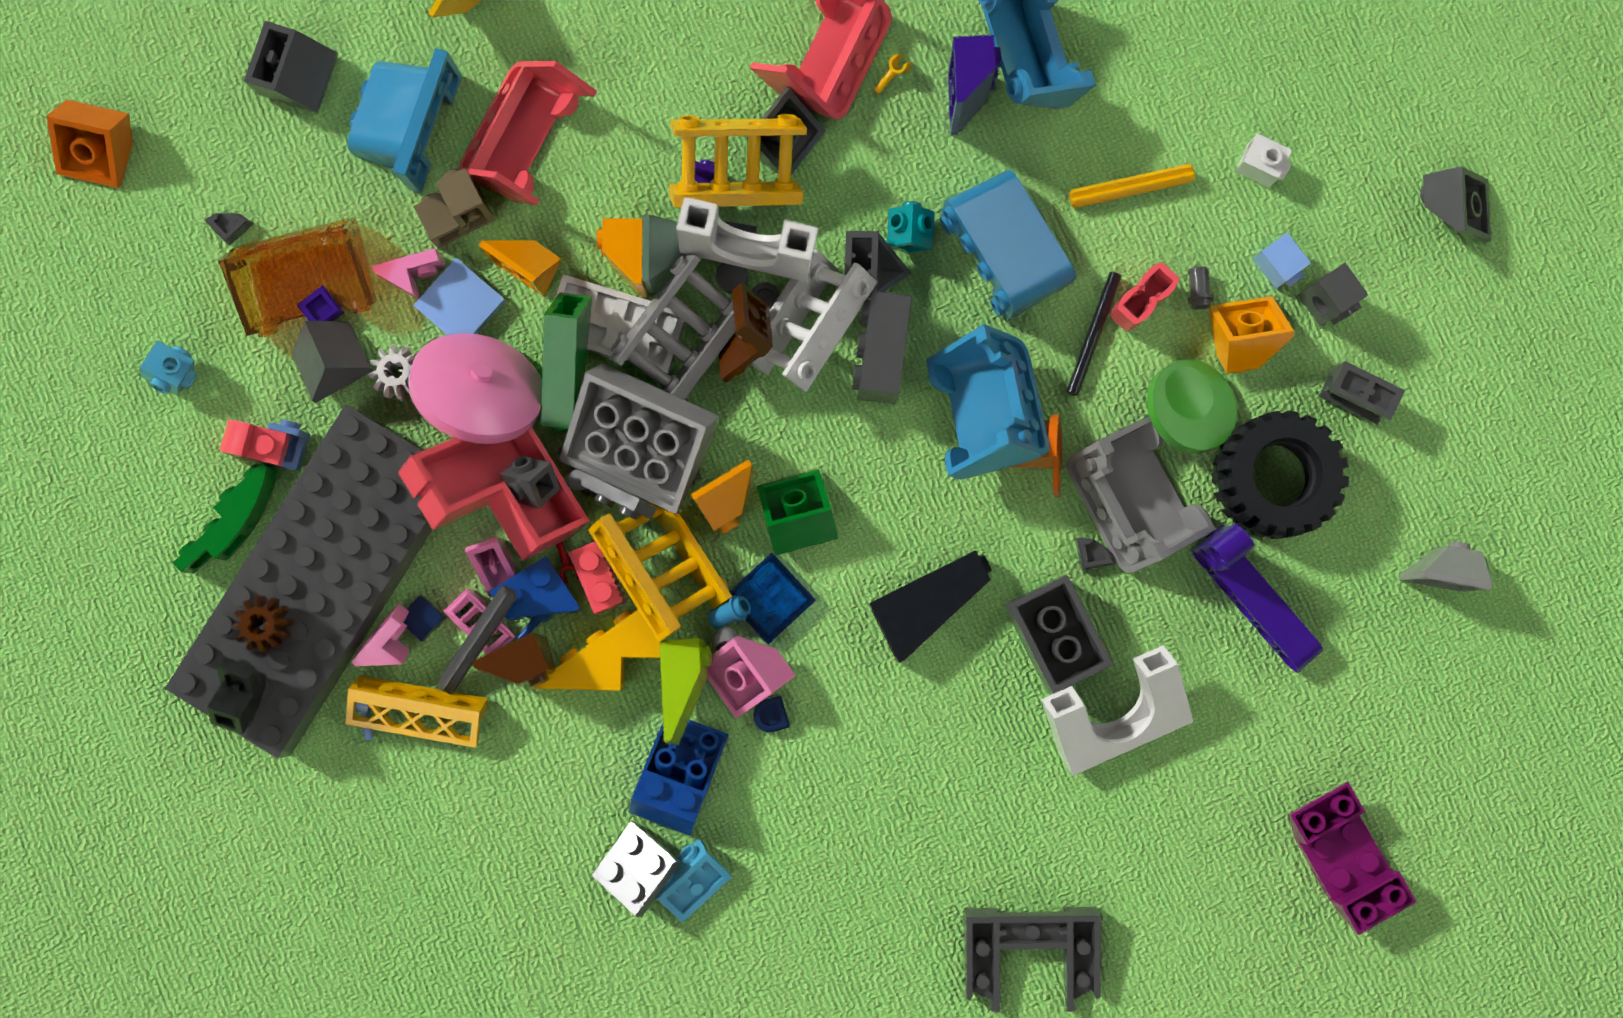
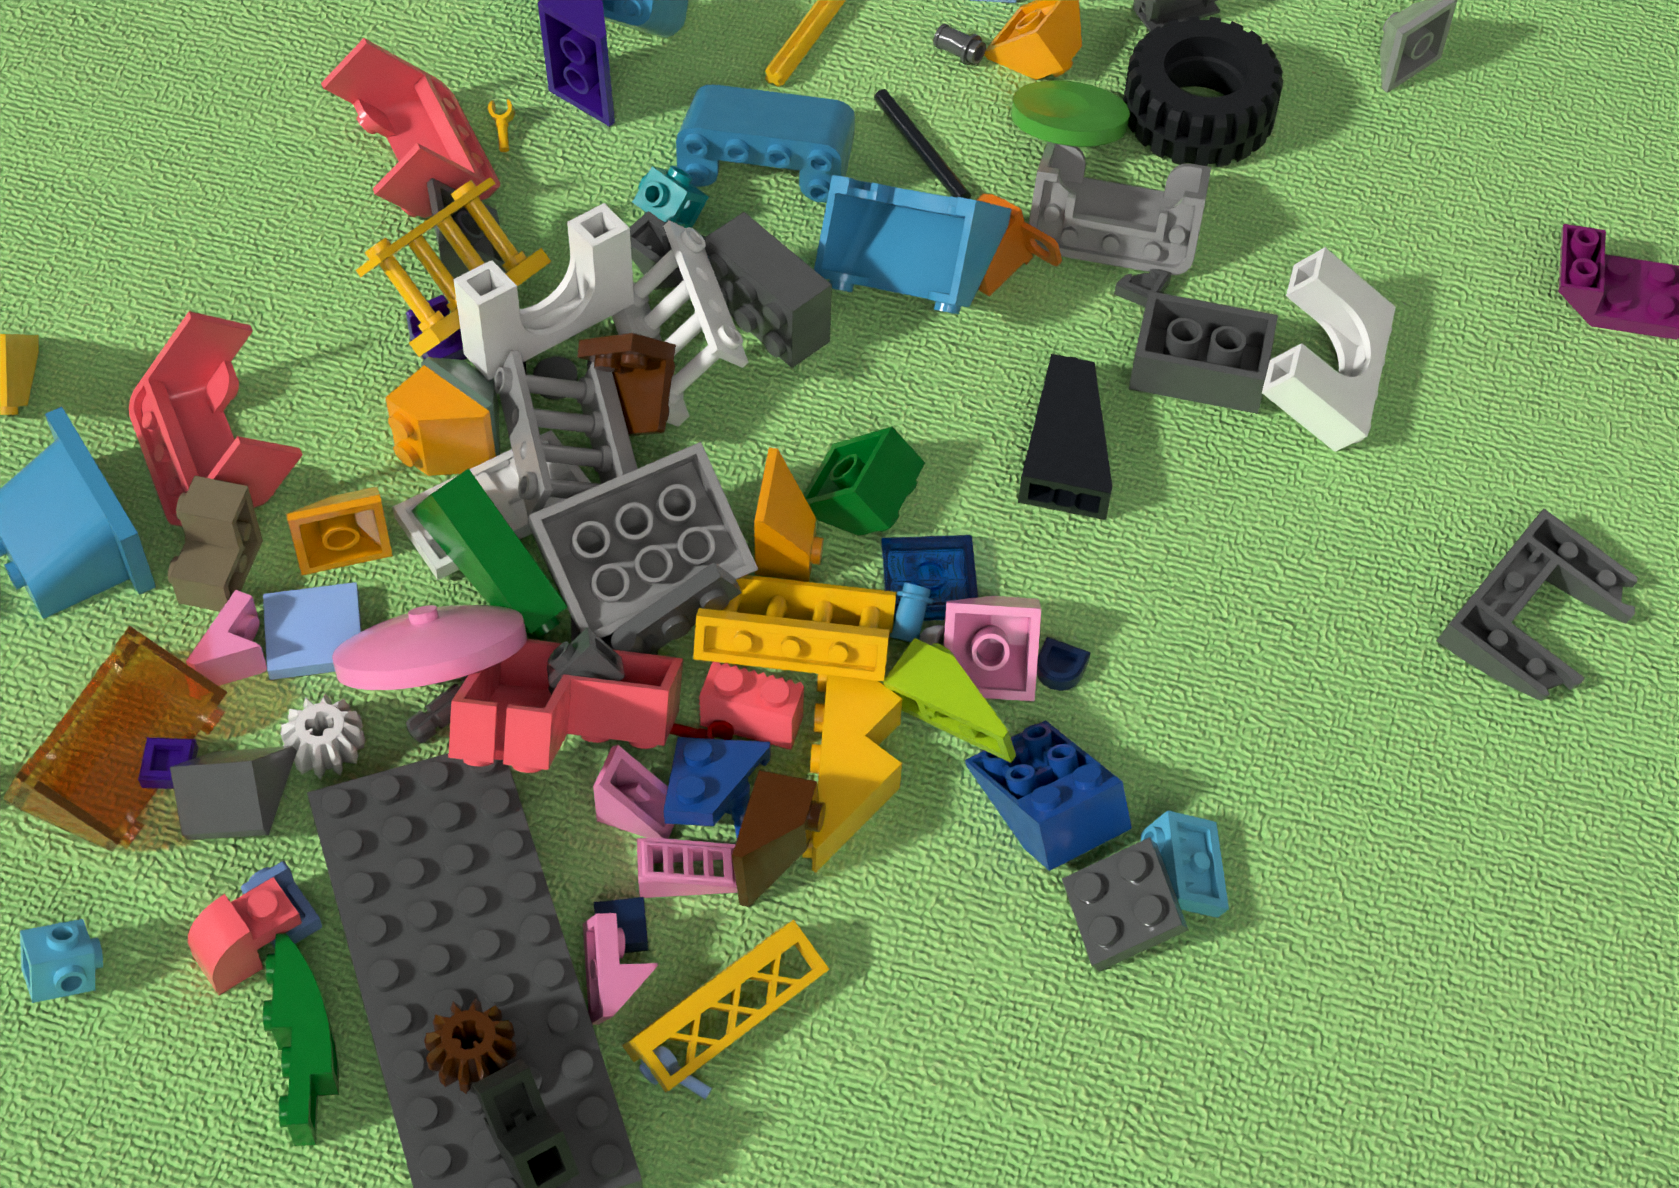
camera: 50 degrees left, 30 degrees down
(477, 639) = (707, 865): dark grey axle -> none
(1144, 297) = (927, 77): coral brick -> none
(1225, 561) = (1298, 191): dark purple beam -> none

